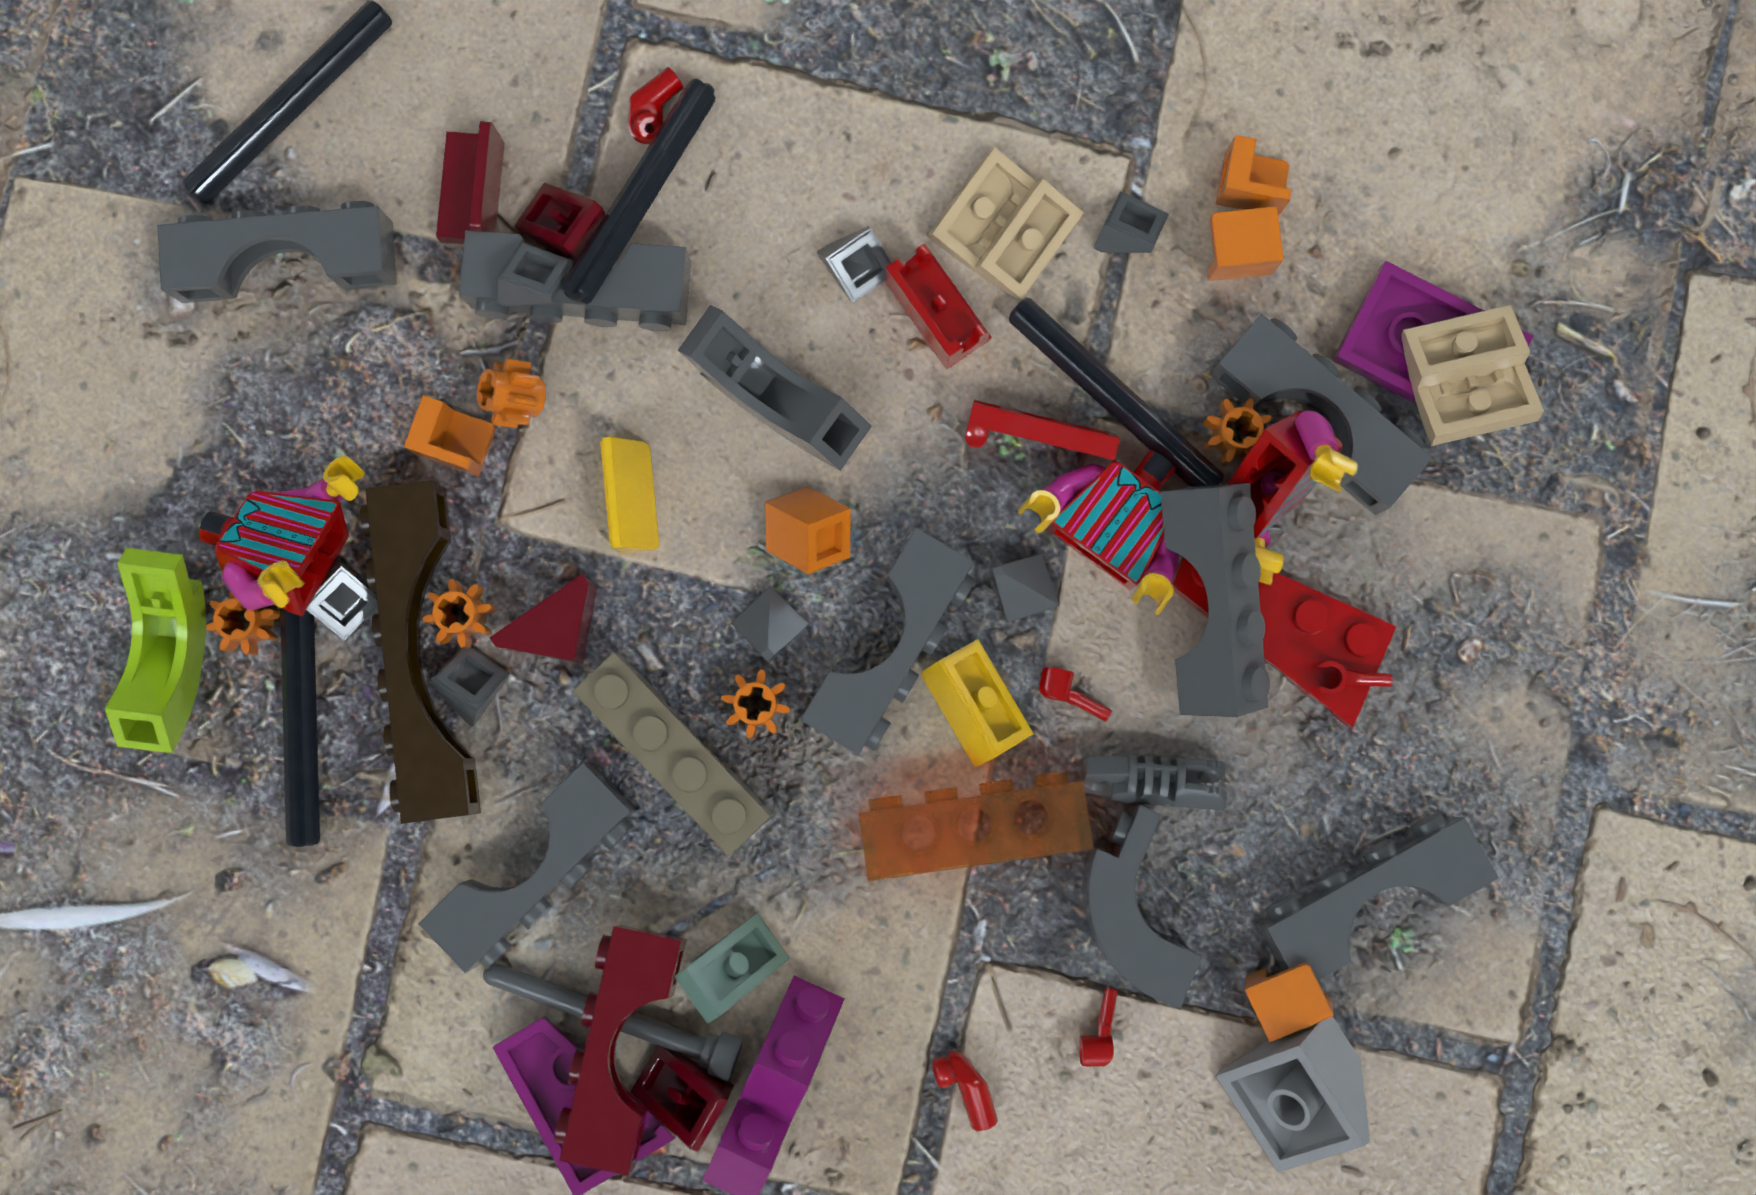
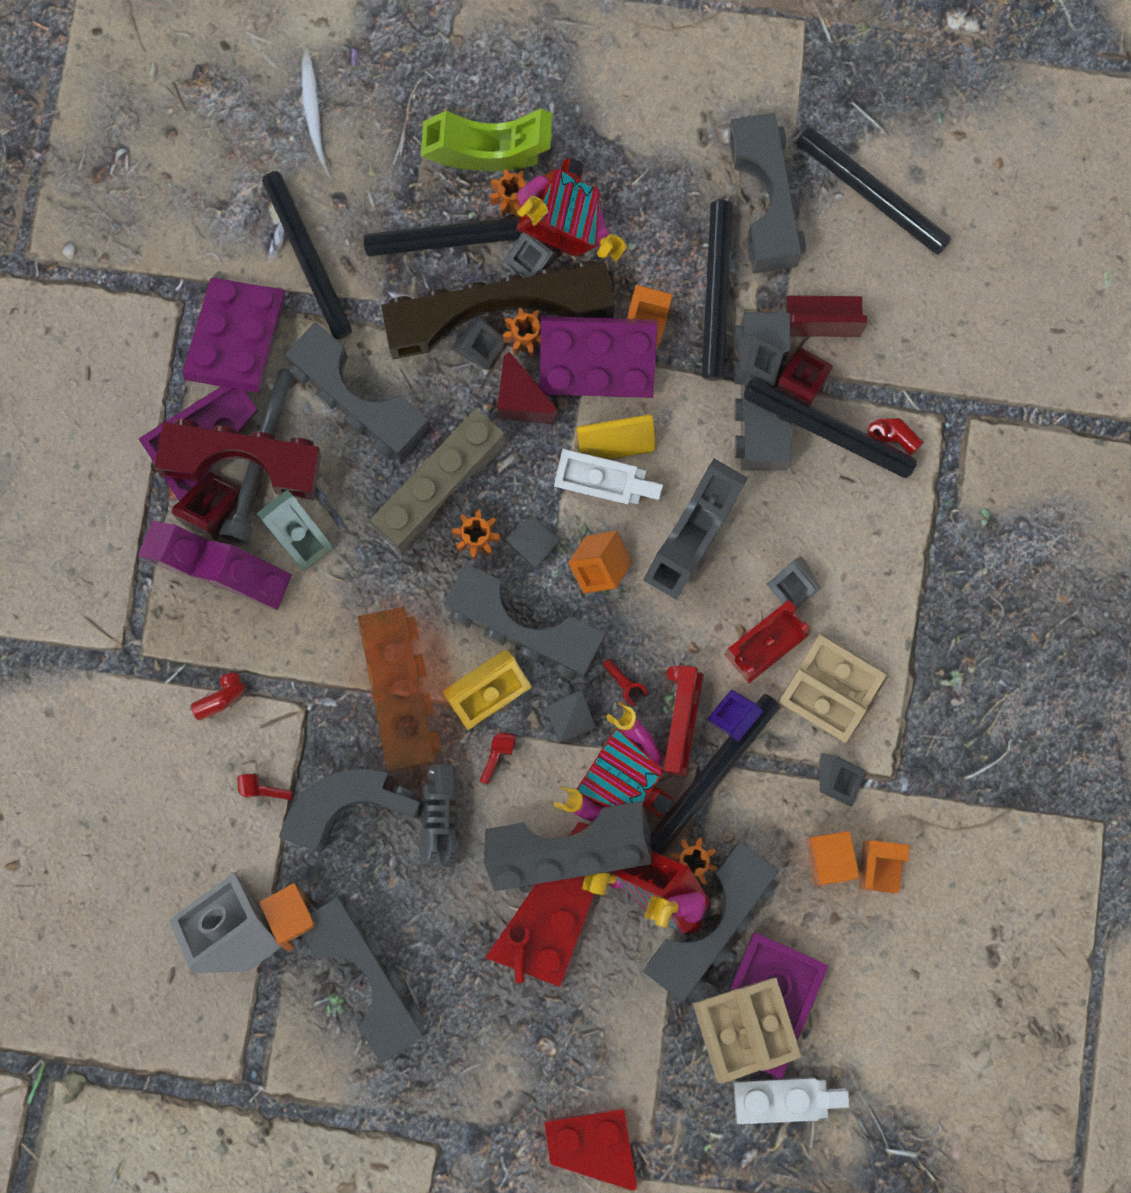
camera: 85 degrees right, 5 degrees down
(308, 933) = (307, 255): none -> black axle
(416, 334) = (717, 290): none -> black axle
(426, 1047) = (234, 335): none -> magenta plate
(506, 510) = (598, 356): none -> magenta plate
(511, 393) = (680, 353): orange gear -> none
(686, 515) = (604, 478): none -> white hinge
(980, 509) = (623, 682): none -> red hand
(1037, 359) = (734, 715): none -> dark purple tile
(1558, 322) = (785, 1100): none -> white hinge
(1606, 596) = (593, 1146): none -> red wing

